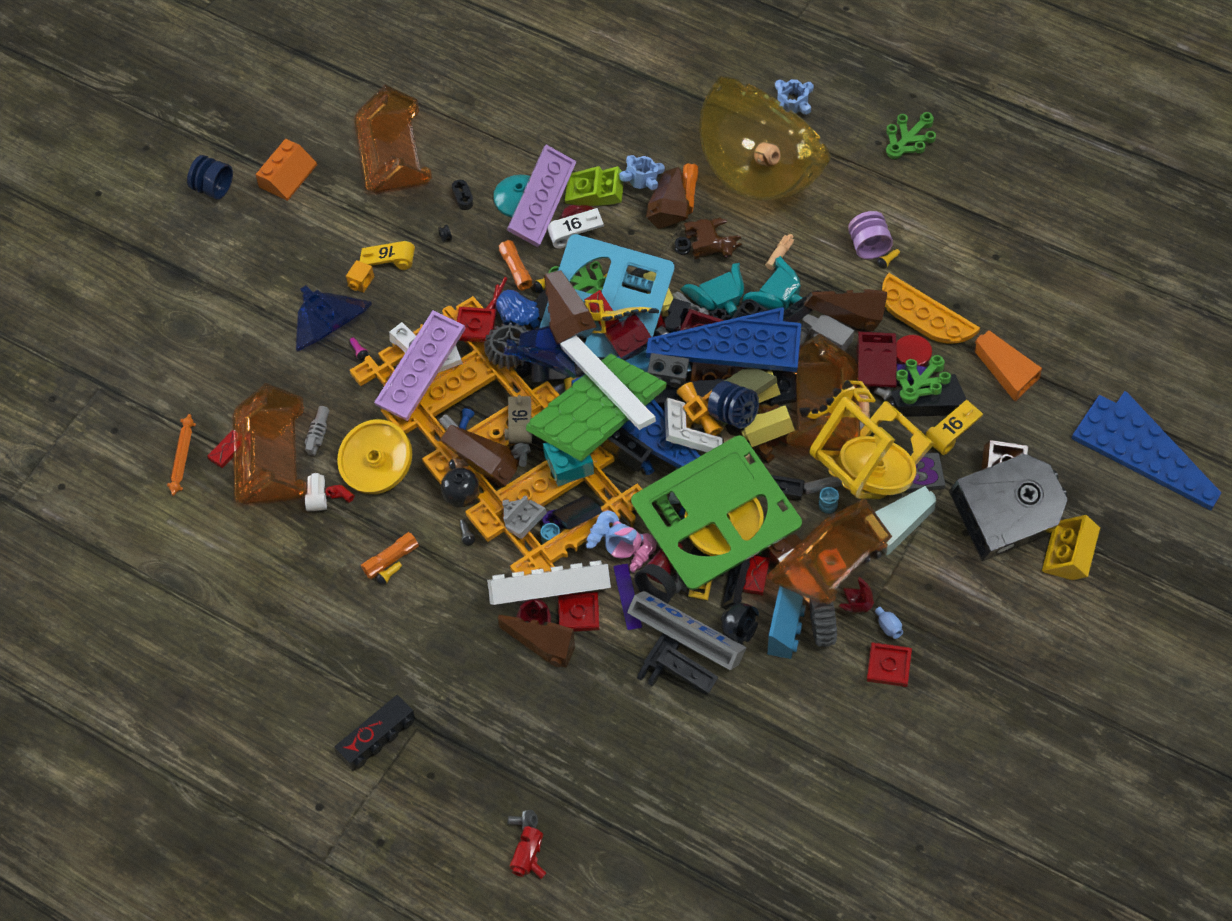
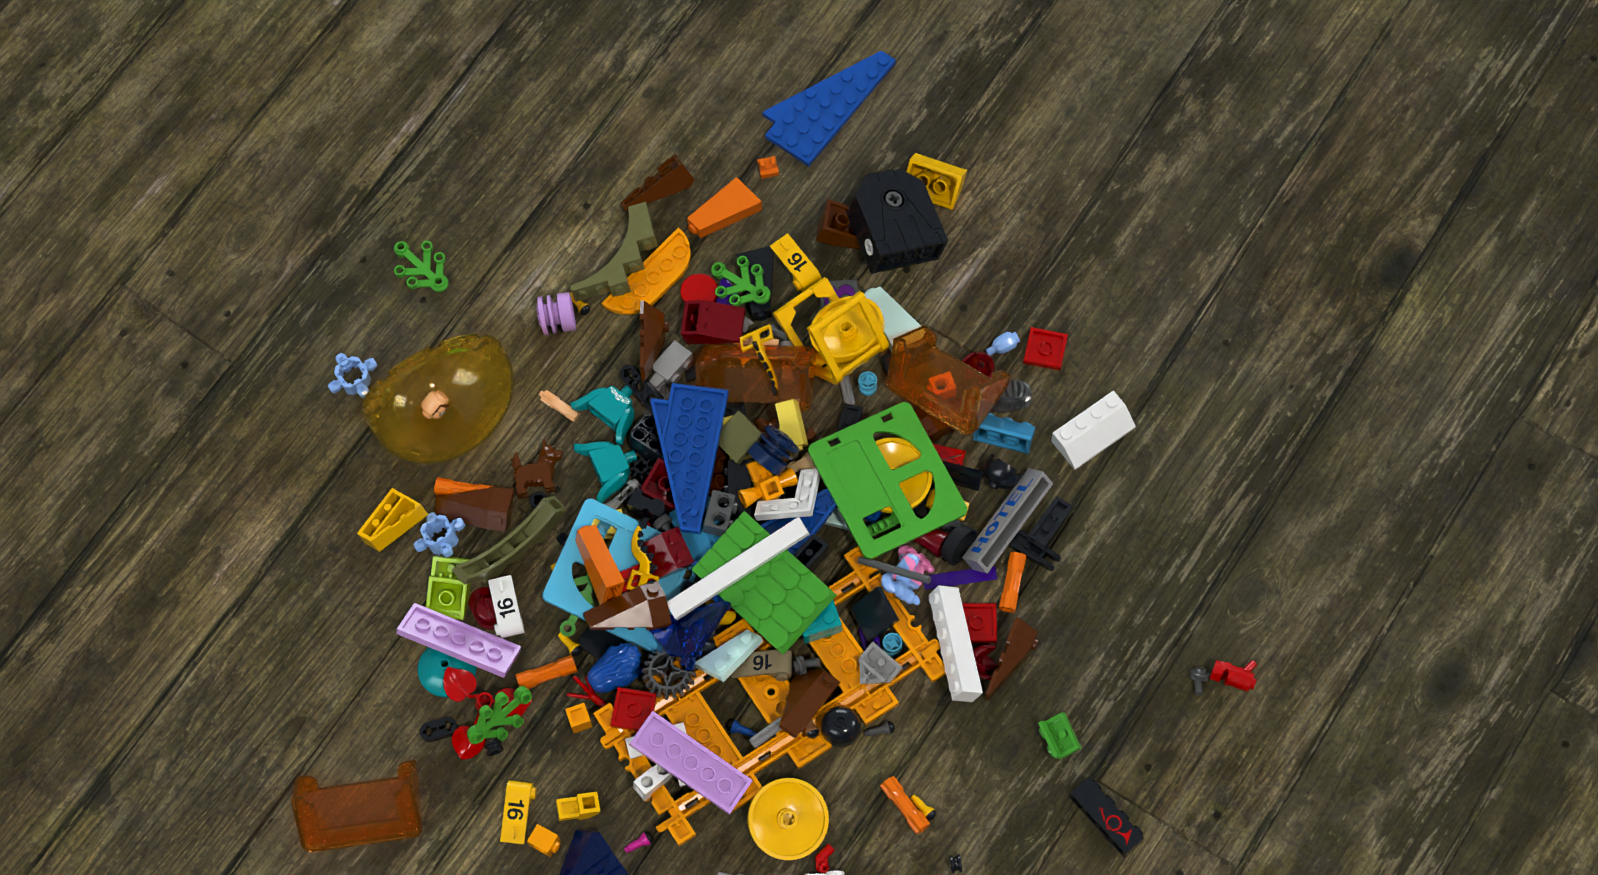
camera: 85 degrees left, 10 degrees up
(331, 601) = (956, 864): none -> black bush
(389, 296) = (580, 807): none -> yellow brick
(453, 215) = (497, 716): none -> bright green plant
(458, 686) = (1059, 736): none -> bright green bracket
(470, 287) = (579, 718): none -> light orange brick
(486, 243) = (458, 685): none -> red plant
(525, 389) = (729, 656): none -> light aqua wing
(606, 273) = (599, 564): none -> orange slope
(607, 638) = (1012, 582): none -> orange axle
(614, 210) = (514, 546): none -> olive arch
(617, 520) = (894, 570): none -> dark grey bar
(653, 135) = (391, 520): none -> yellow wedge
(797, 710) = (1093, 430): none -> white slope
(937, 287) = (627, 260): none -> olive arch
(1028, 315) = (670, 179): none -> reddish brown wedge
(1063, 400) = (768, 167): none -> orange tile

